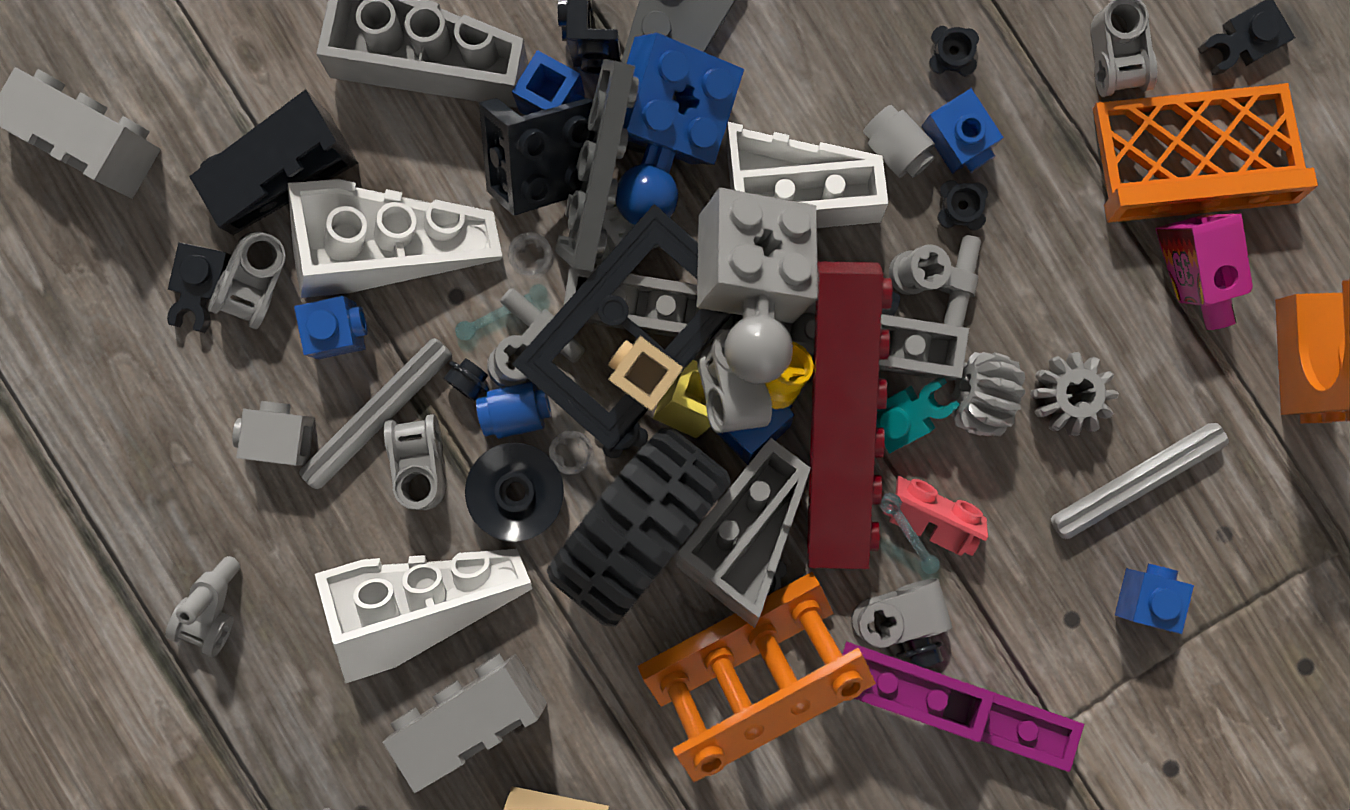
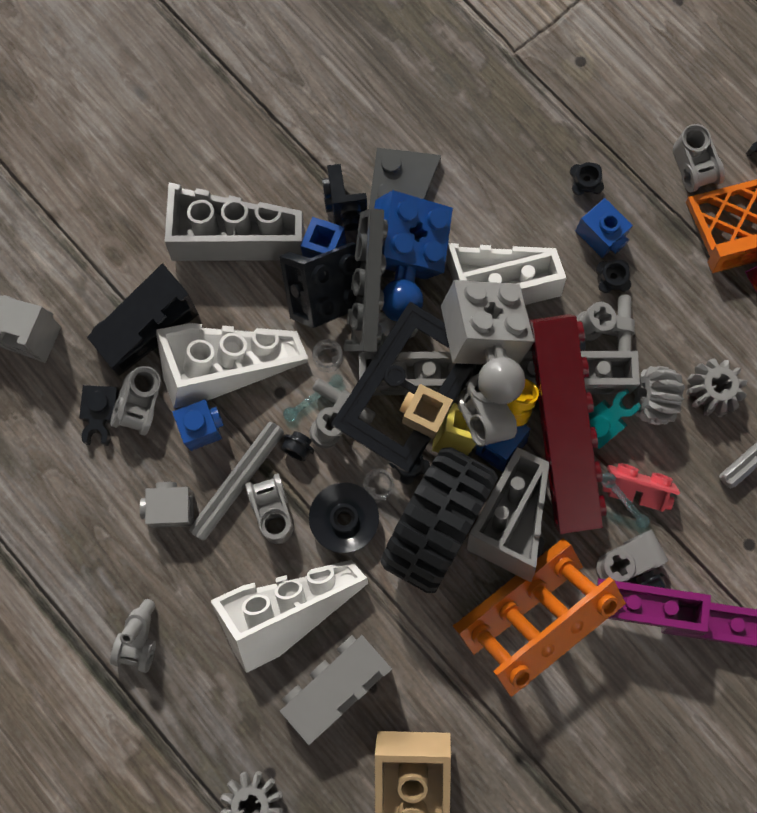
camera: 10 degrees left, 10 degrees down
(513, 410) = (334, 461): blue brick -> none
(899, 141) = (566, 240): light grey brick -> none

